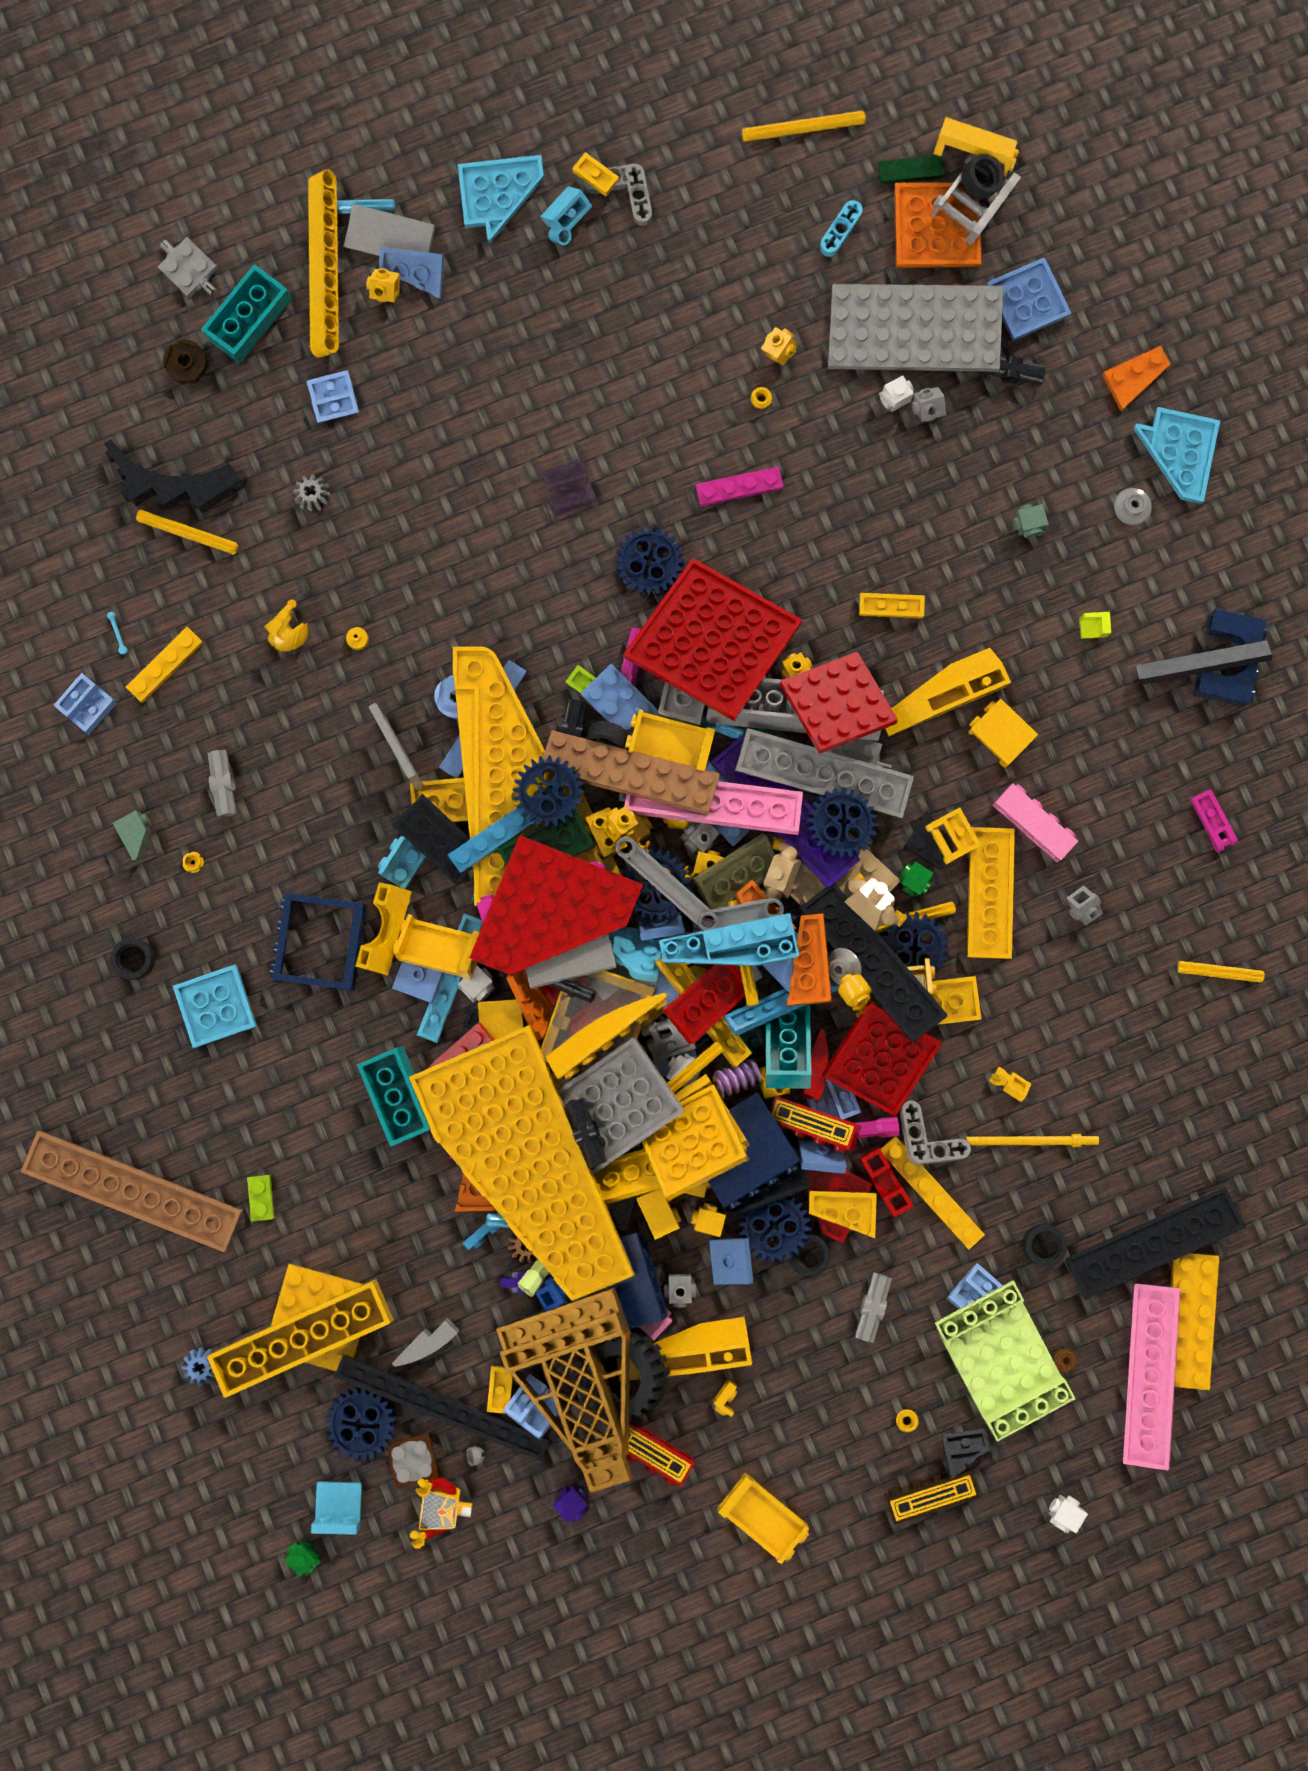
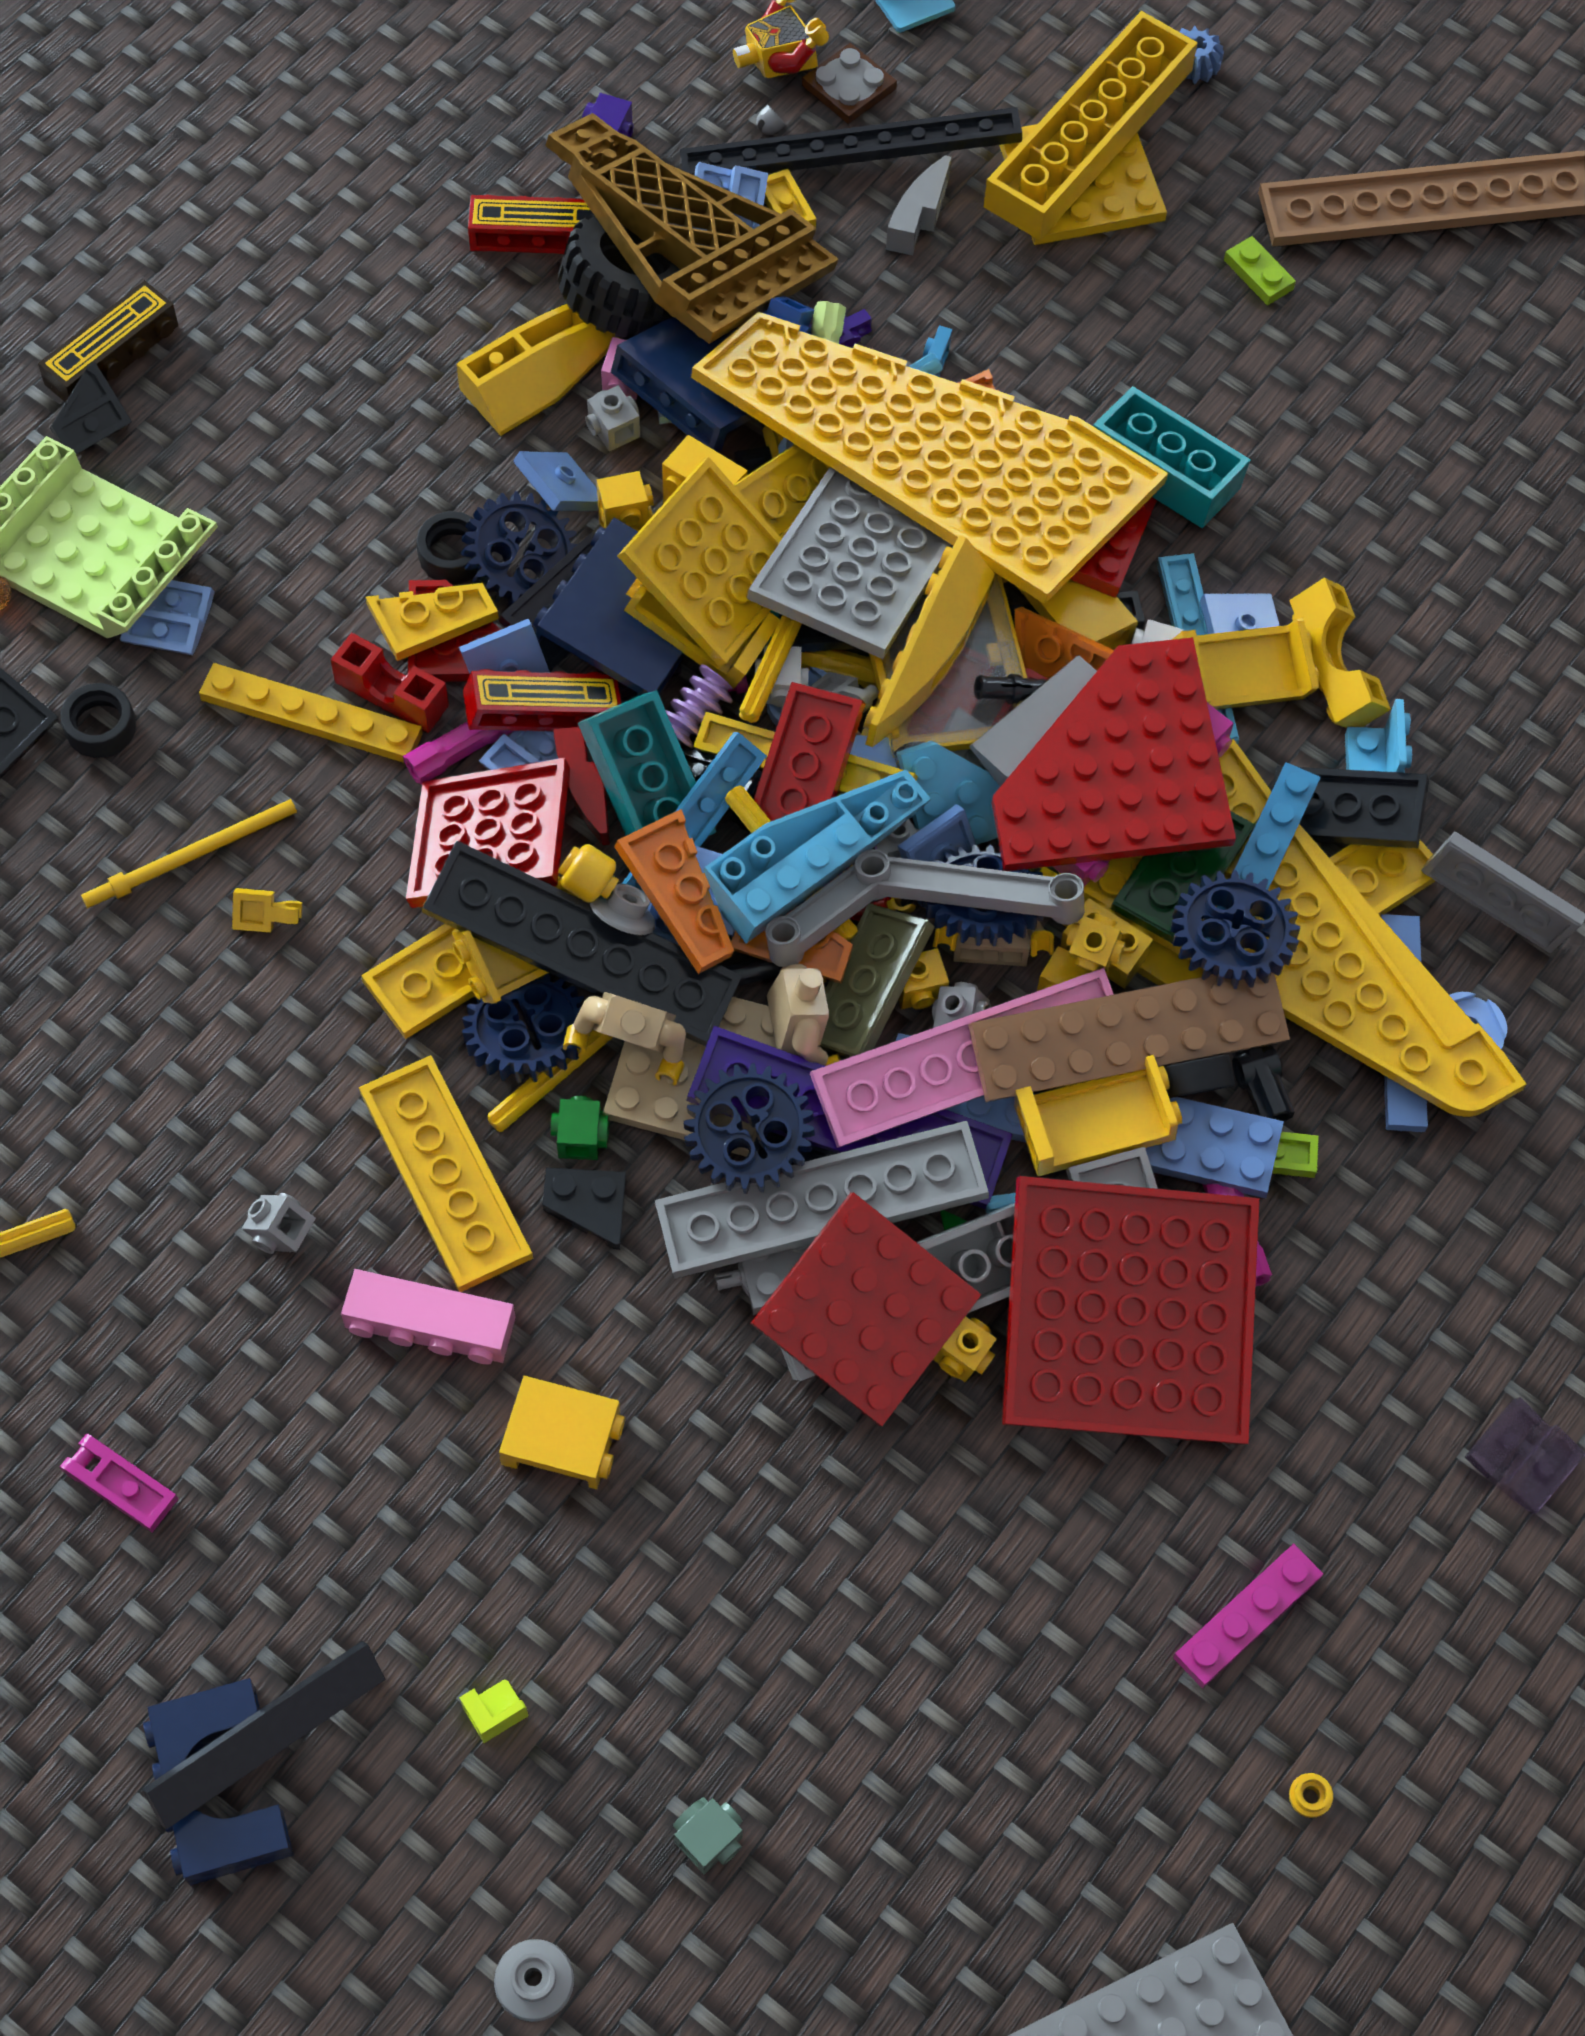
camera: 150 degrees right, 20 degrees down
(214, 1006) = (1495, 454): medium azure plate -> none
(353, 947) = (1370, 630): dark blue window -> none
(359, 1444) = (942, 81): dark blue gear -> none
(586, 1132) = (872, 504): black piece -> none
(630, 556) = (1349, 1393): dark blue gear -> none
(725, 1395) = (470, 323): yellow bracket -> none
(764, 1518) = (333, 223): yellow panel -> none
(779, 345) = (1340, 1901): yellow brick -> none
(873, 1307) = (318, 526): light grey piece -> none
(891, 605) = (868, 1548): yellow plate -> none
(896, 393) = (1081, 1934): white brick -> none
(907, 1427) = (191, 409): yellow plate -> none
(925, 1147) = (349, 760): light grey beam -> none
(929, 404) = (1011, 1946): light grey brick -> none
(950, 689) = (688, 1456): yellow wedge -> none
(958, 830) = (549, 1227): yellow plate -> none

